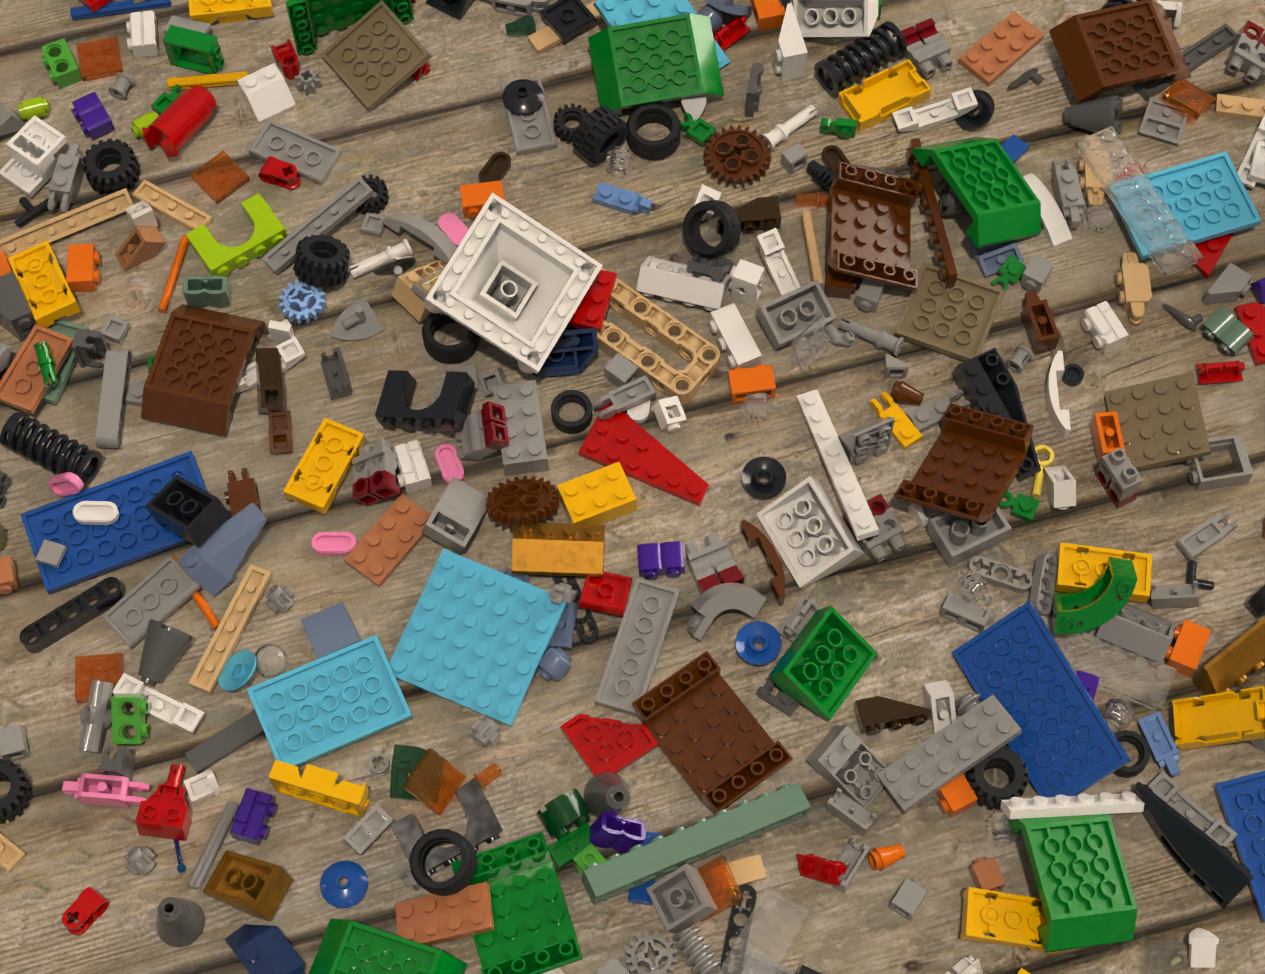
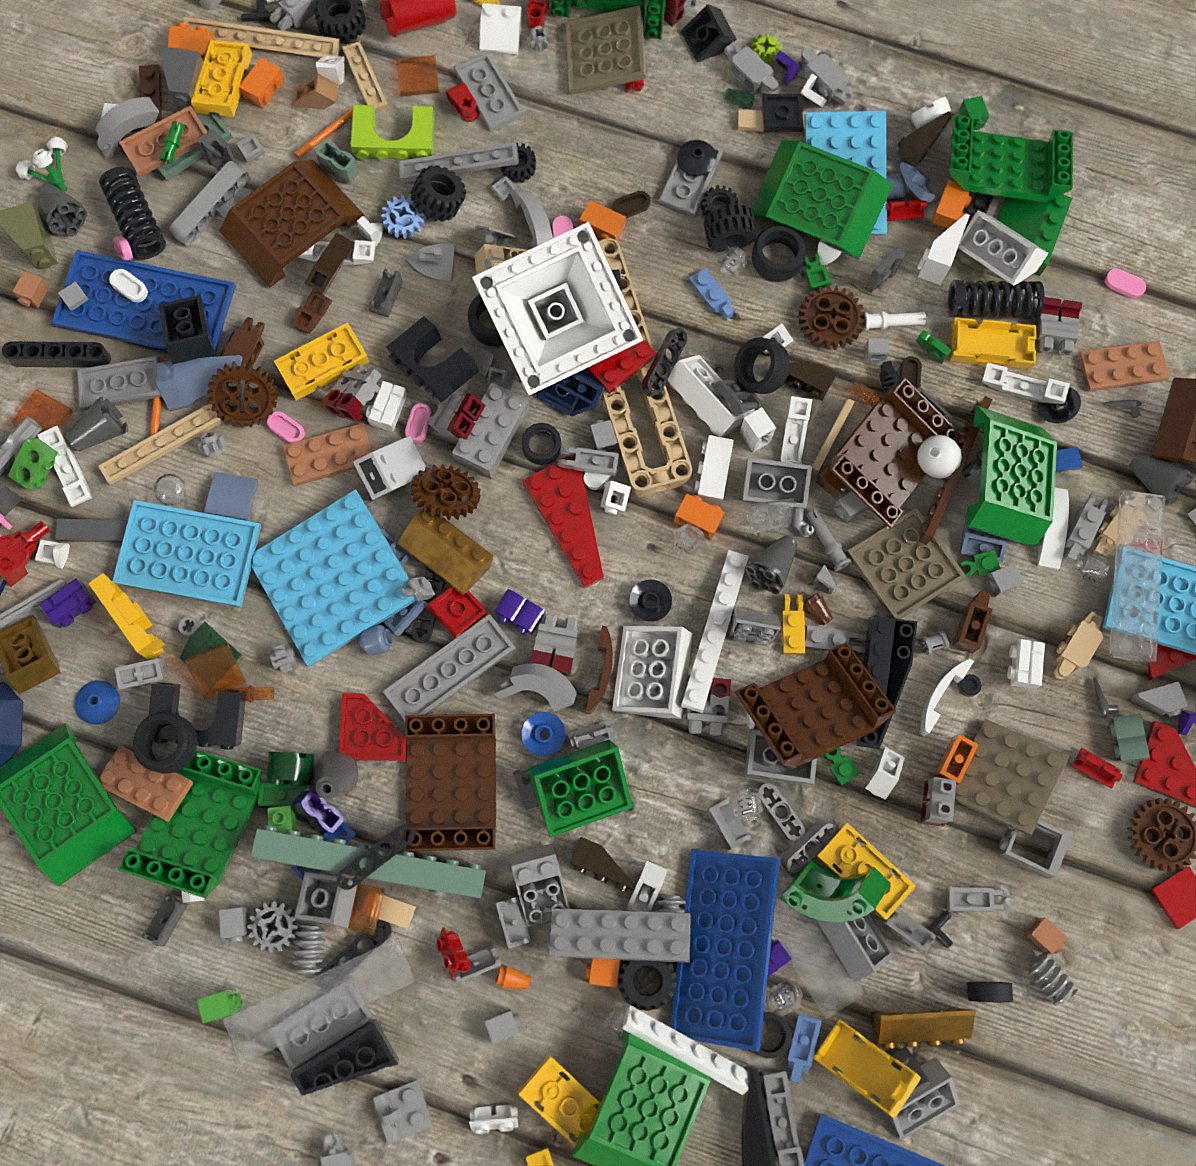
camera: 30 degrees right, 10 degrees up
(238, 670) = (140, 481): medium azure dish -> none
(261, 545) = (221, 393): none -> reddish brown gear
(367, 265) = (496, 222): white pin -> none
(597, 496) = (507, 527): yellow brick -> none
(633, 296) = (666, 363): none -> black beam
(702, 828) = (374, 855): none -> black beam
(843, 383) = (772, 565): none -> dark grey cone
(912, 207) = (939, 456): none -> white cylinder
(987, 874) = (578, 1053): nougat brick -> none
(1038, 480) = (874, 753): light yellow piece -> none
(1187, 648) = (886, 983): orange brick -> none

